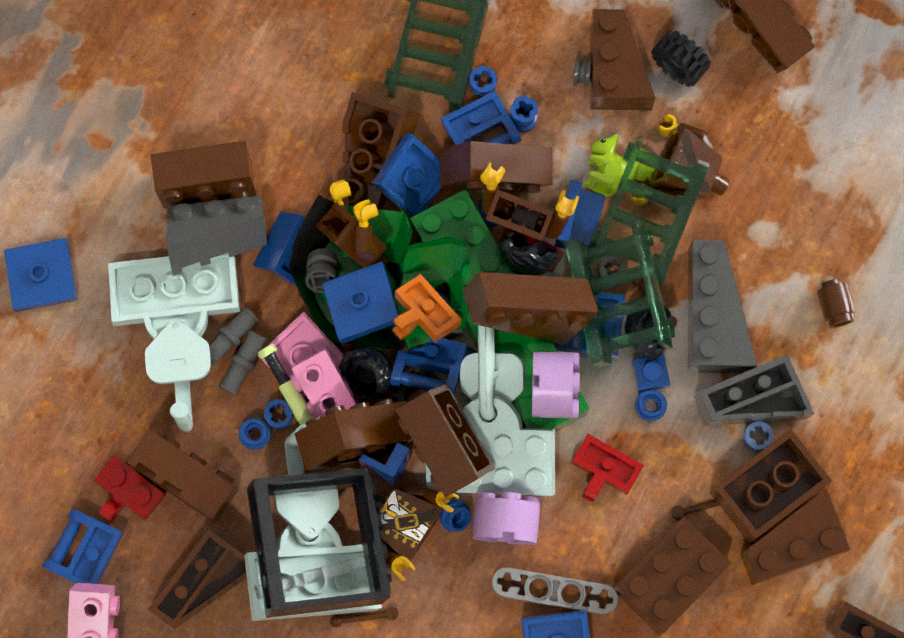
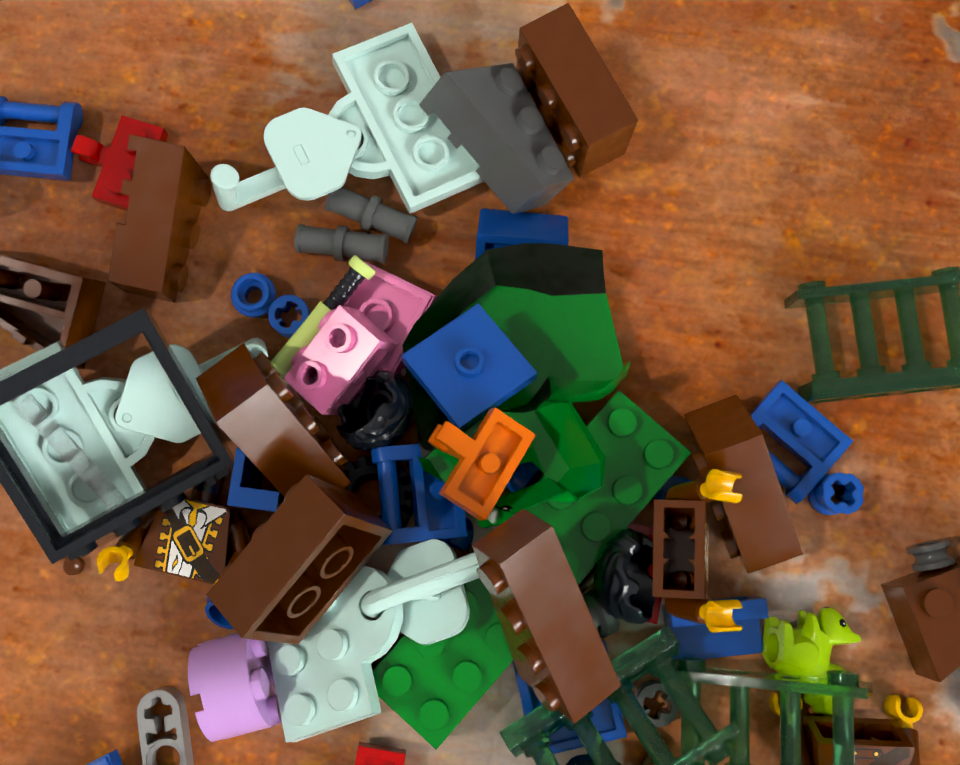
camera: 70 degrees right, 5 degrees up
(320, 268) = (499, 294): dark grey wheel -> none
(353, 234) = (563, 312): reddish brown torso -> none
(370, 138) = (704, 307): reddish brown wedge -> none
(410, 176) = (681, 367): blue plate -> none
(477, 74) = (866, 408): blue bush -> none
(555, 385) = (437, 697): lavender brick -> none

